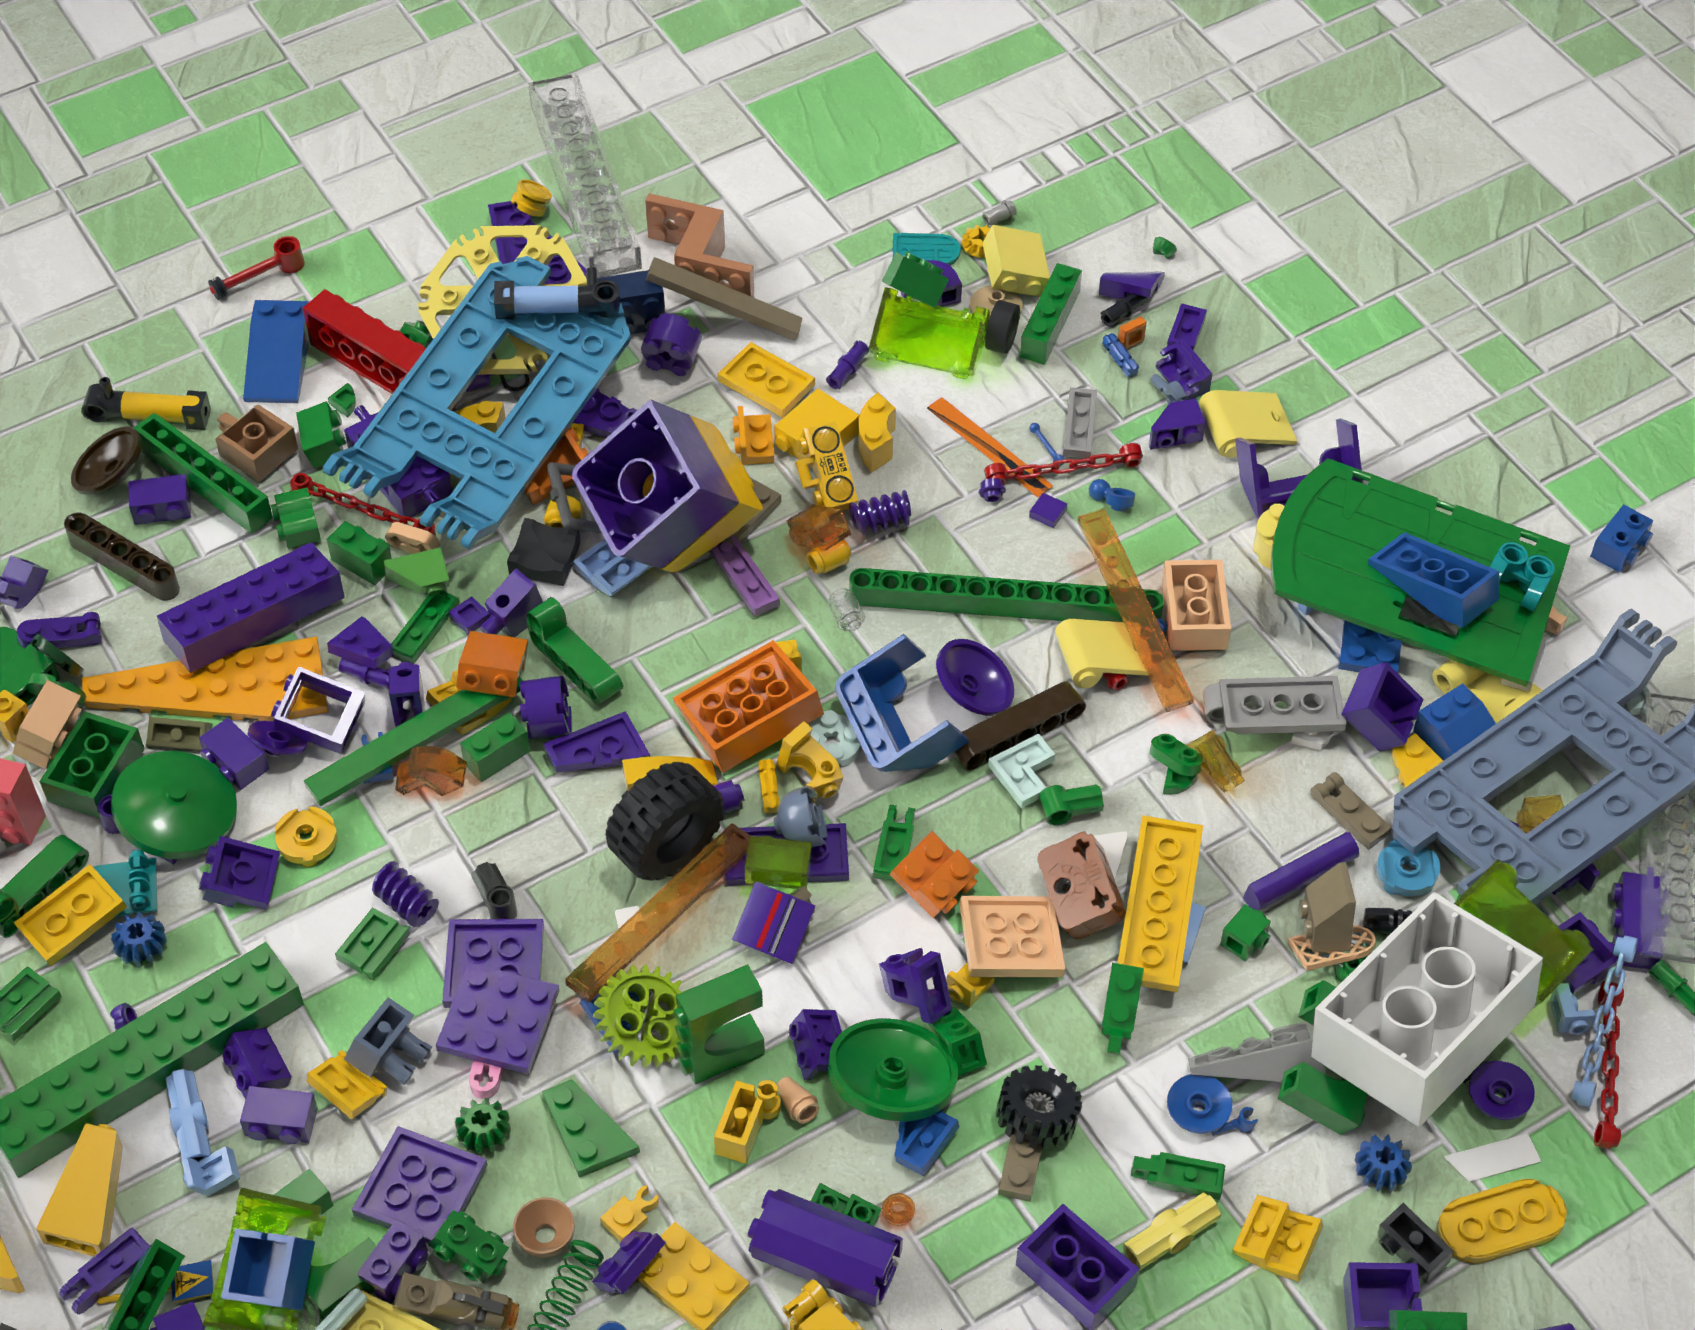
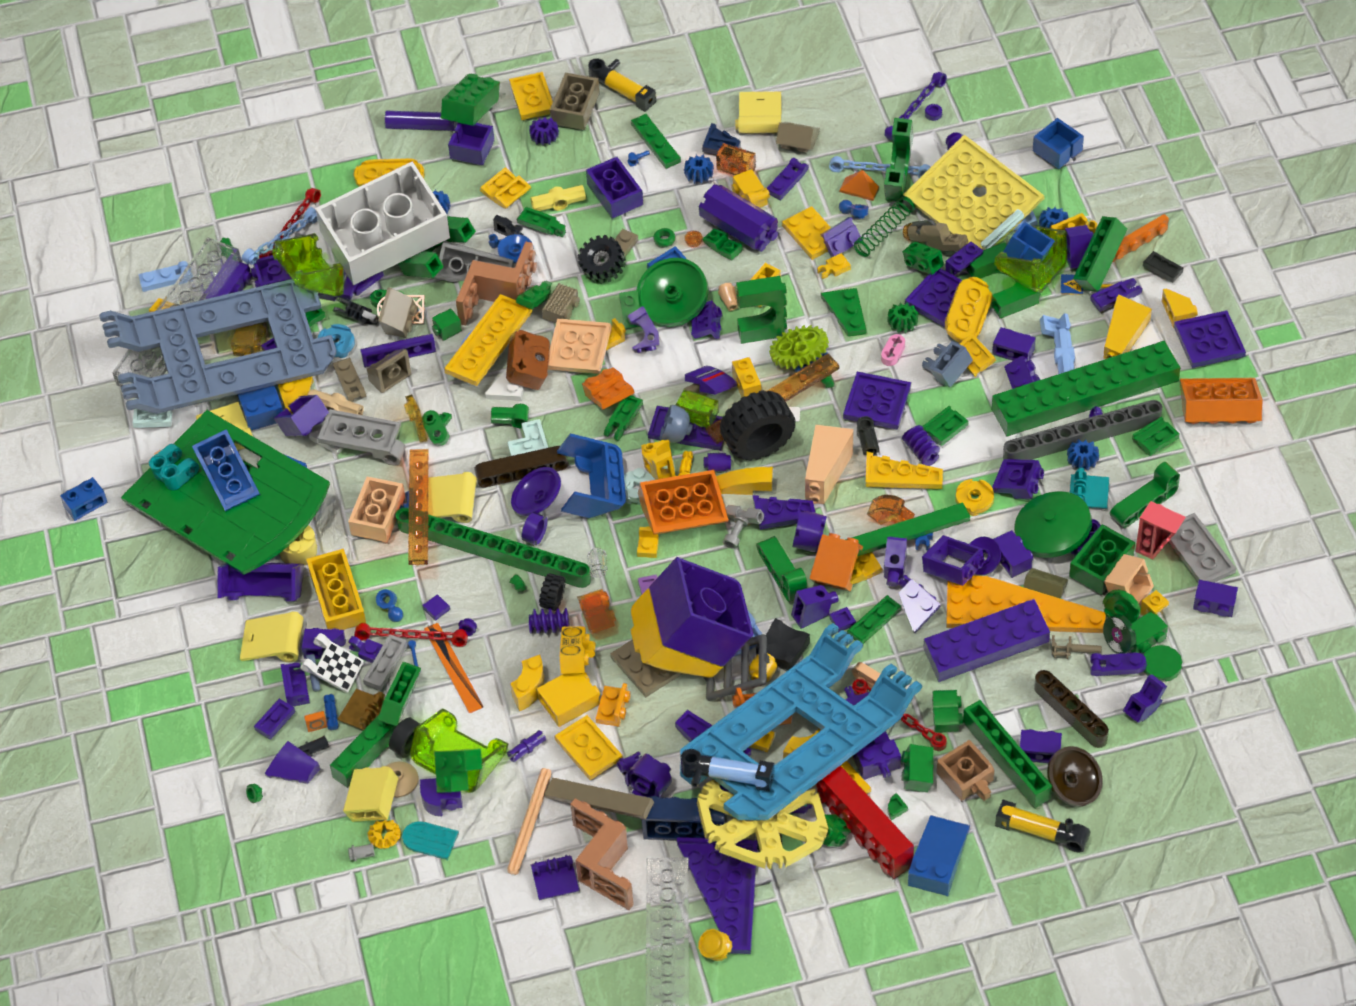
camera: 160 degrees left, 0 degrees up
(70, 915) = (1121, 474): yellow plate -> none
(127, 646) = (1073, 648): none -> dark tan piece
(134, 992) = (1091, 429): none -> dark grey beam
(286, 256) = (920, 934): red piece -> none
(359, 552) = (907, 664): green brick -> none
(368, 1162) = (968, 309): none -> yellow tile
(419, 571) = (876, 641): bright green slope -> none
(432, 845) = (896, 474): none -> yellow wing
(495, 747) = (847, 519): green brick -> none
(497, 1018) = (881, 363): dark purple plate -> none
(541, 1214) = (881, 256): medium nougat piece -> none
(544, 826) = (827, 460): none -> light nougat slope
(655, 711) = (741, 519): none -> light grey bar
(705, 374) = (627, 763): none -> dark purple pin
(715, 941) = (745, 376): none -> yellow brick
(754, 238) = (554, 877): none -> dark purple hinge
(809, 299) = (529, 821): none -> light nougat axle
(891, 542) = (552, 591): none -> black tyre
(947, 560) = (518, 583): none -> green piece
(951, 1188) = (664, 242): none -> green piece
(954, 622) = (534, 528): none -> dark purple piece
(1032, 354) = (399, 694): none -> green brick
(1075, 1013) = (560, 303): none -> dark tan brick
(1077, 364) = (362, 709): none -> pearl gold hinge
(1111, 436) = (367, 651): none -> dark purple plate
(1144, 395) = (335, 666): none -> flag
(1193, 486) = (336, 590): none -> yellow brick
(1195, 1009) = (490, 280): none -> nougat bracket
(1236, 1145) = (505, 227): none -> black plate
(1295, 822) = (390, 370): none -> dark tan slope
(1348, 758) = (338, 402): none -> tan piece
(1414, 1242) = (441, 162): black brick -> none

